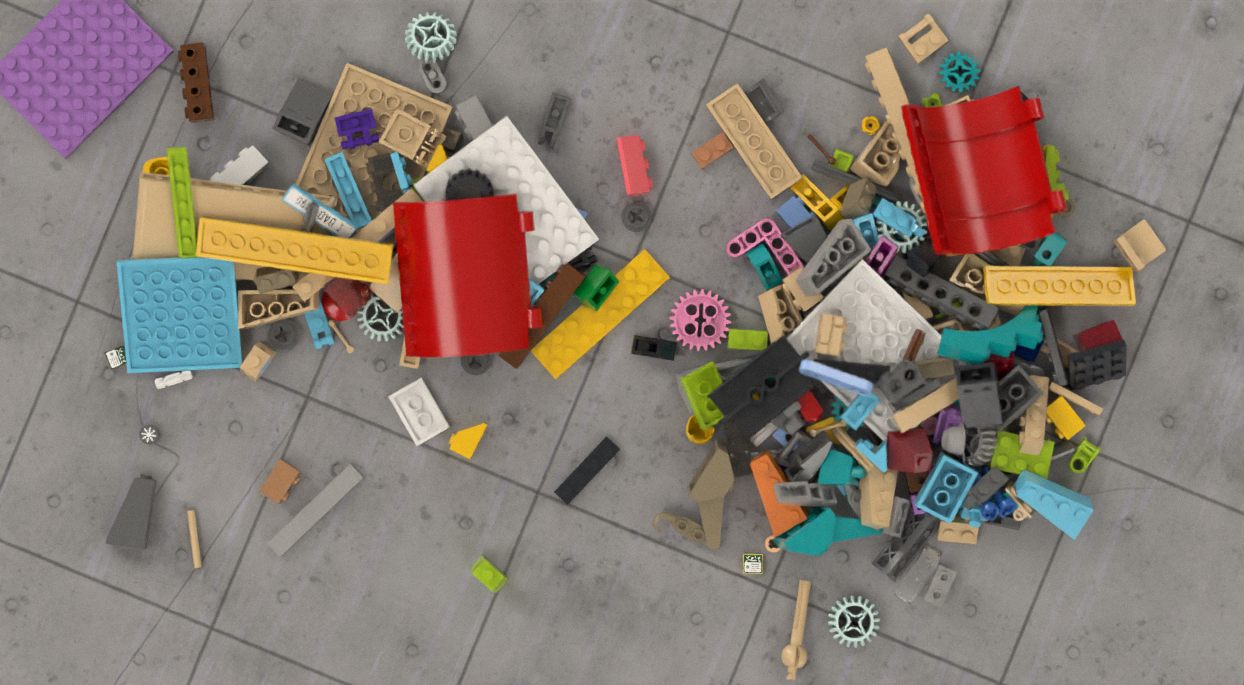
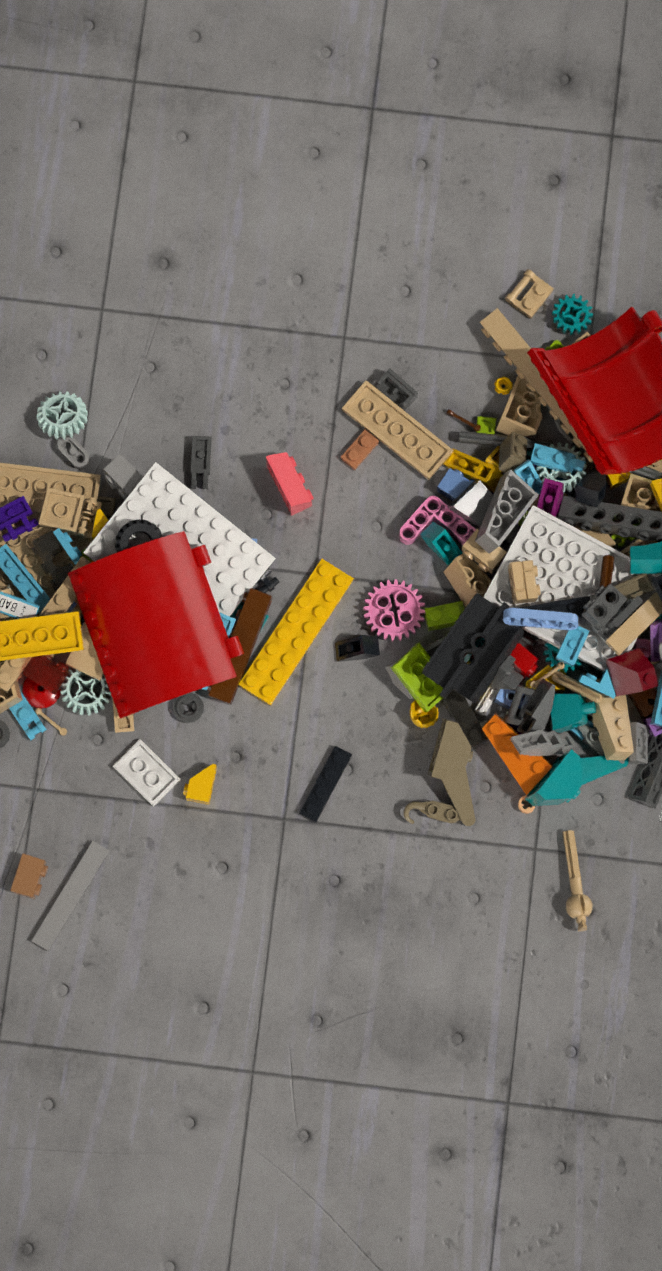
camera: 20 degrees left, 10 degrees down
(489, 574) = (258, 909): lime torso -> none
(596, 287) = (285, 605): green brick -> none
(636, 207) = (302, 522): dark grey gear -> none
(752, 563) = (512, 829): tile -> none
(846, 627) = (619, 852): light aqua gear -> none

